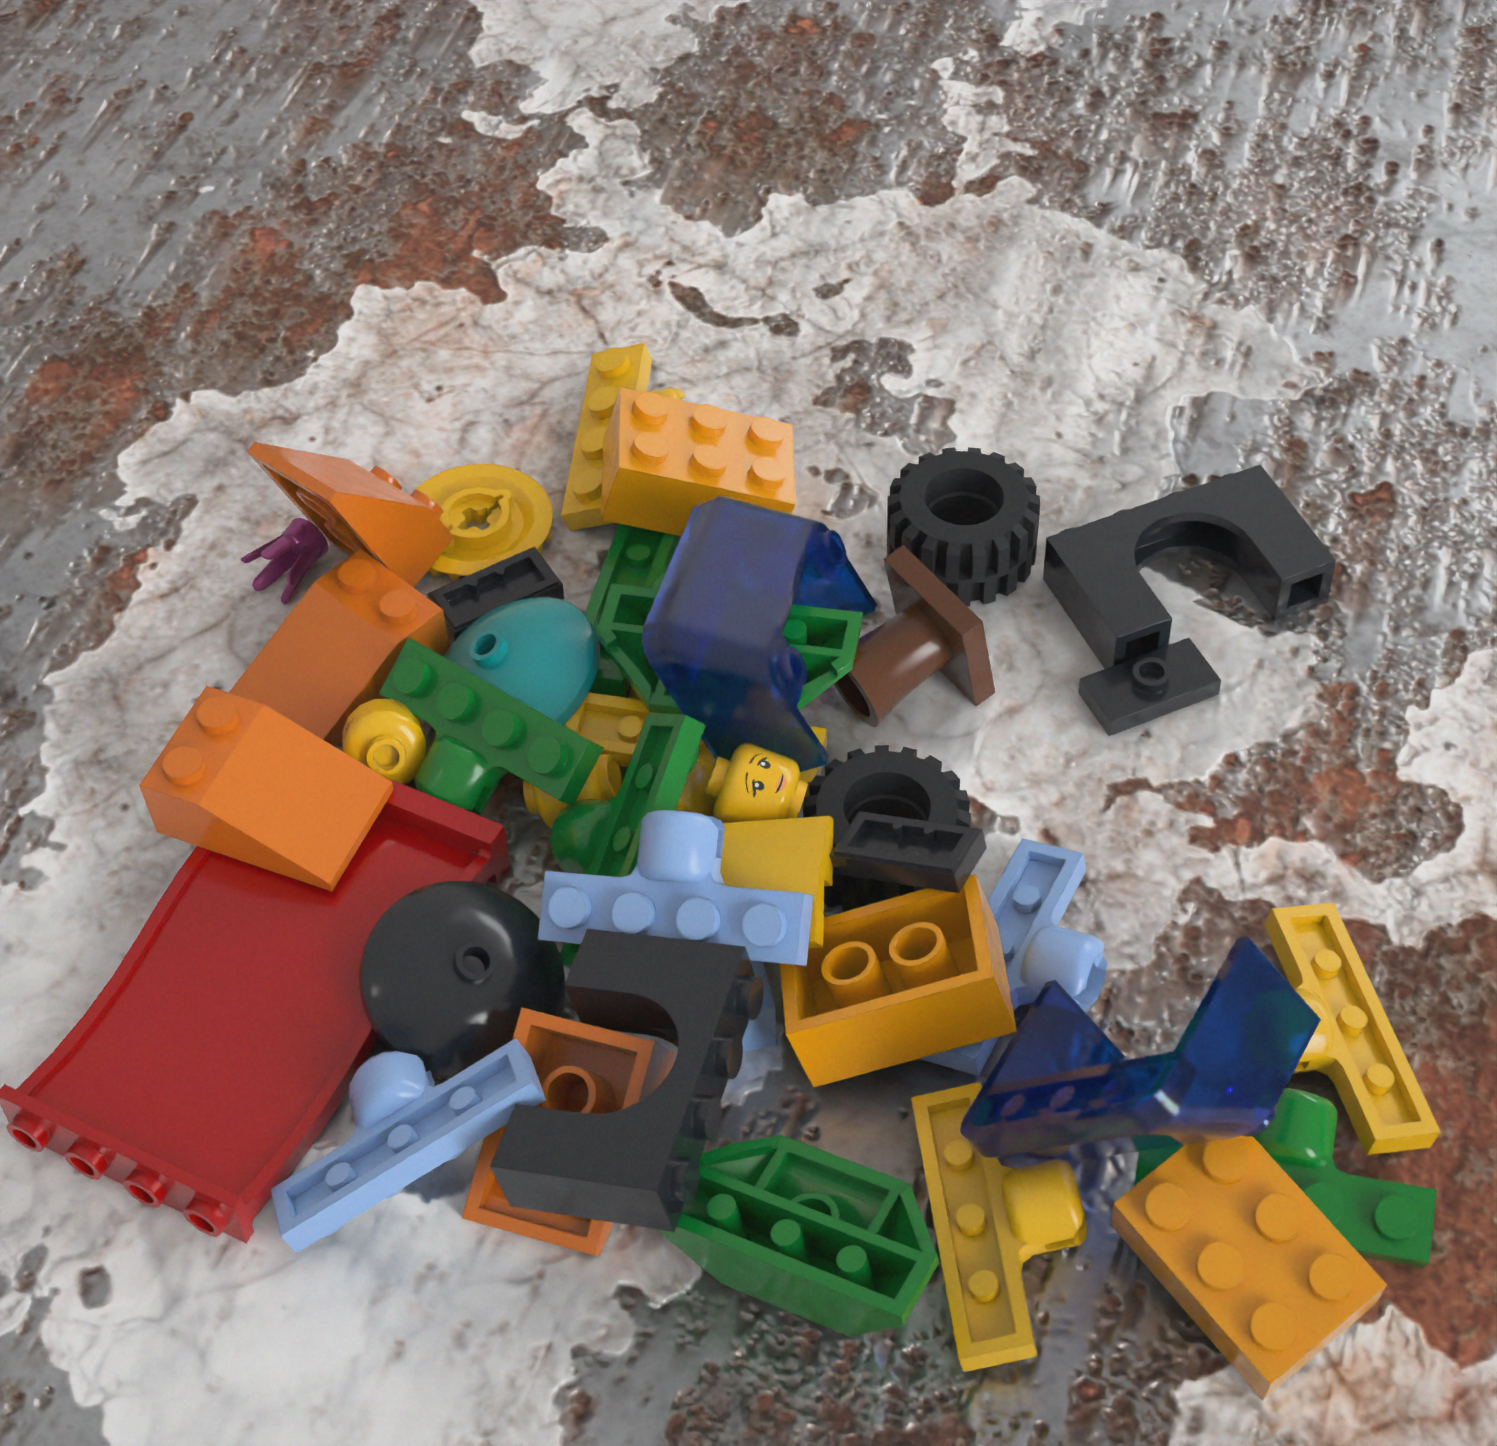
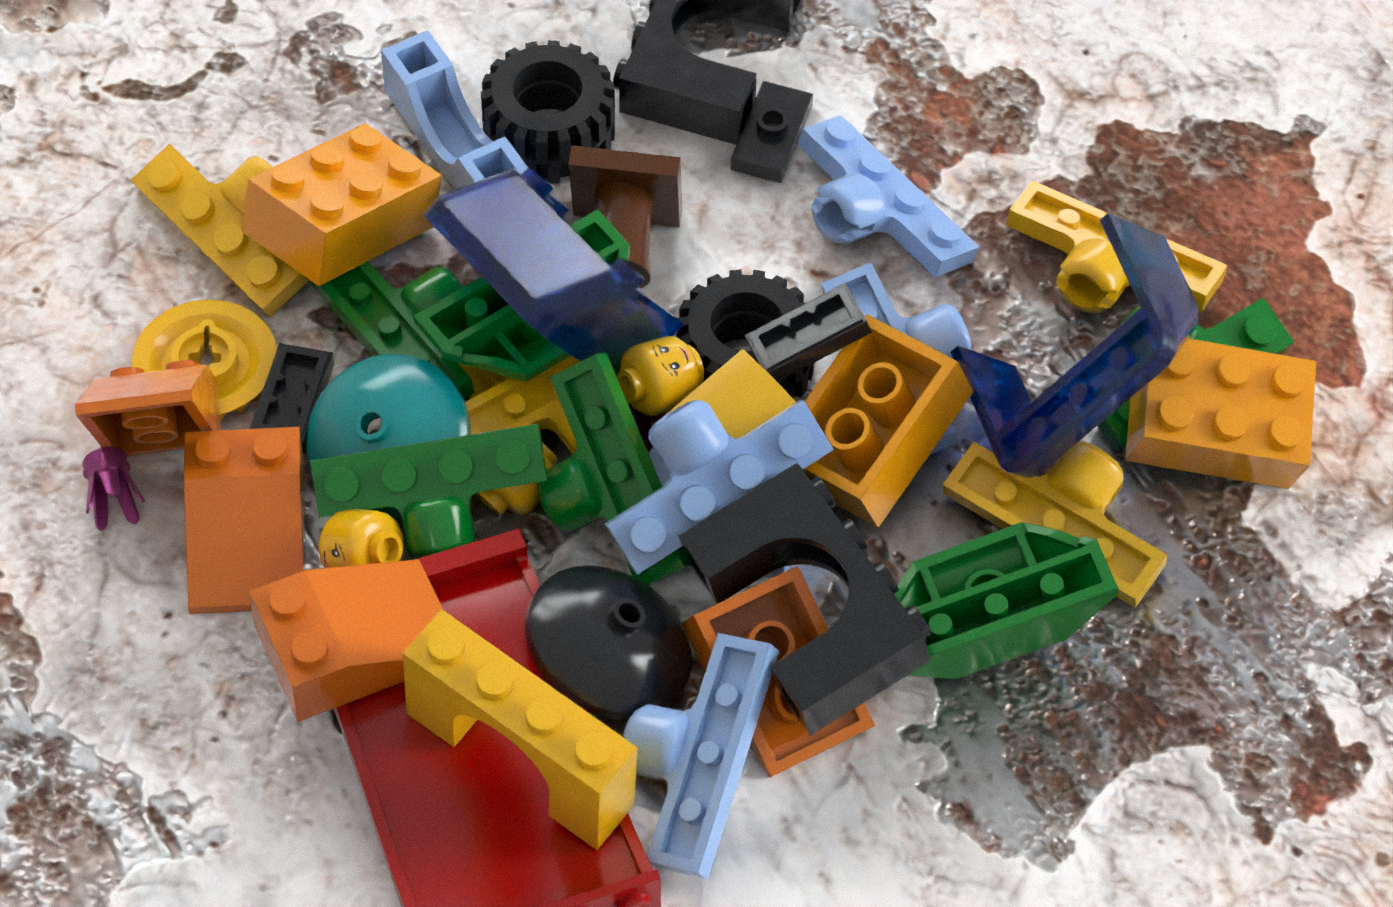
camera: 50 degrees left, 5 degrees up
(249, 913) = (463, 678): none -> yellow arch
(881, 442) = (430, 100): none -> light blue arch
(1170, 810) = (876, 197): none -> light blue plate

